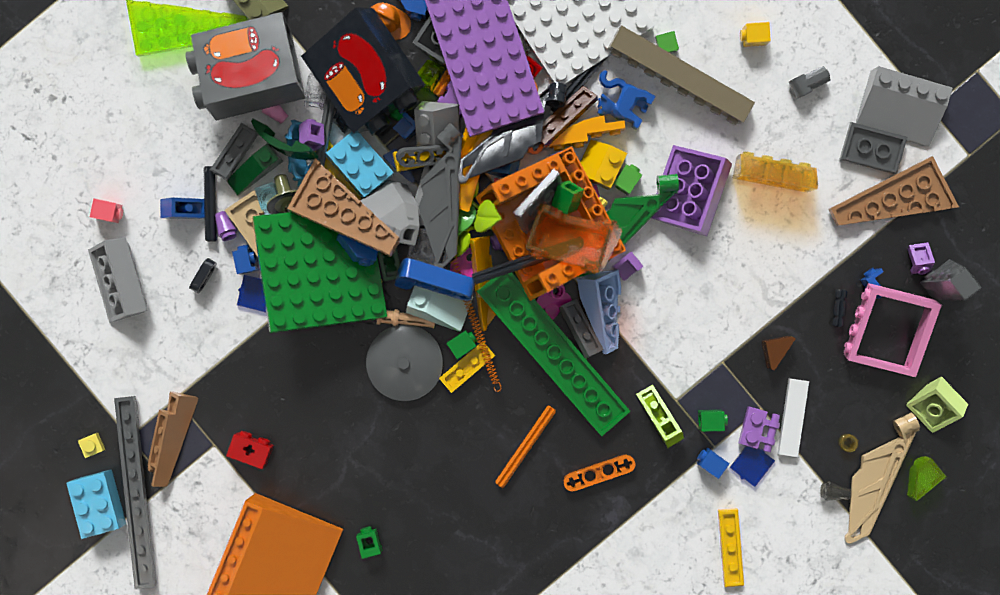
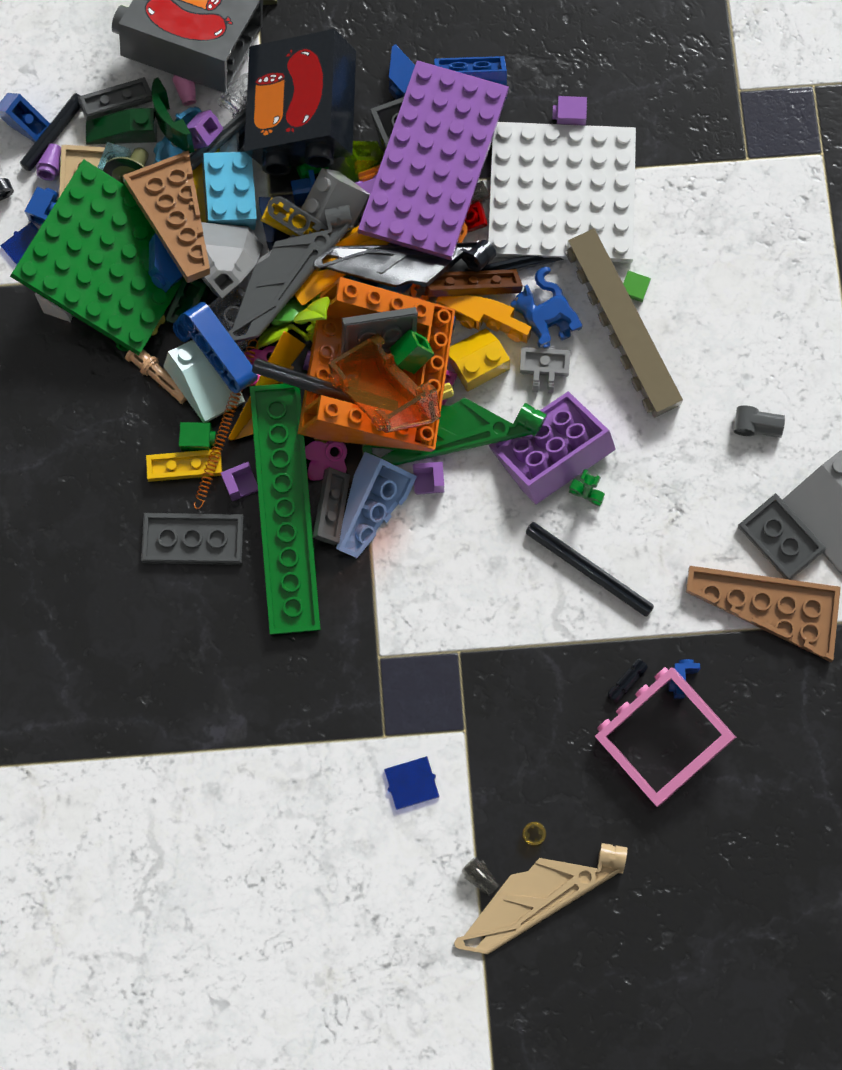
camera: 40 degrees right, 15 degrees down
(394, 19) = (370, 82): orange piece -> none
(404, 362) = (123, 418): dark grey dish -> none
(506, 408) = (192, 538): none -> dark grey tile
(510, 352) = (239, 481): none -> medium lavender panel
(525, 446) = (182, 591): orange axle -> none
(598, 470) = (237, 677): orange beam -> none
(627, 179) = (493, 390): bright green brick -> none
(645, 137) = (544, 362): none -> light grey hinge
(660, 416) = (348, 659): lime slope -> none
(712, 420) = (400, 701): green brick -> none
(712, 462) = (368, 746): blue brick -> none
(730, 547) = (321, 857): yellow tile -> none
(736, 203) = (585, 488): none -> green bar
(753, 427) = (440, 742): medium lavender plate -> none
(755, 34) = (733, 337): yellow brick -> none
(768, 253) = (589, 569): none -> black axle
(775, 173) = (654, 488): clear yellow slope -> none
(775, 350) = (525, 673): reddish brown slope -> none
(793, 417) = (492, 763): white tile -> none
(921, 258) = (753, 688): medium lavender bracket -> none
(923, 477) = (593, 928): clear neon green slope -> none
(937, 405) = (662, 859): yellowish green slope -> none
(950, 282) = (763, 722): dark grey wedge -> none

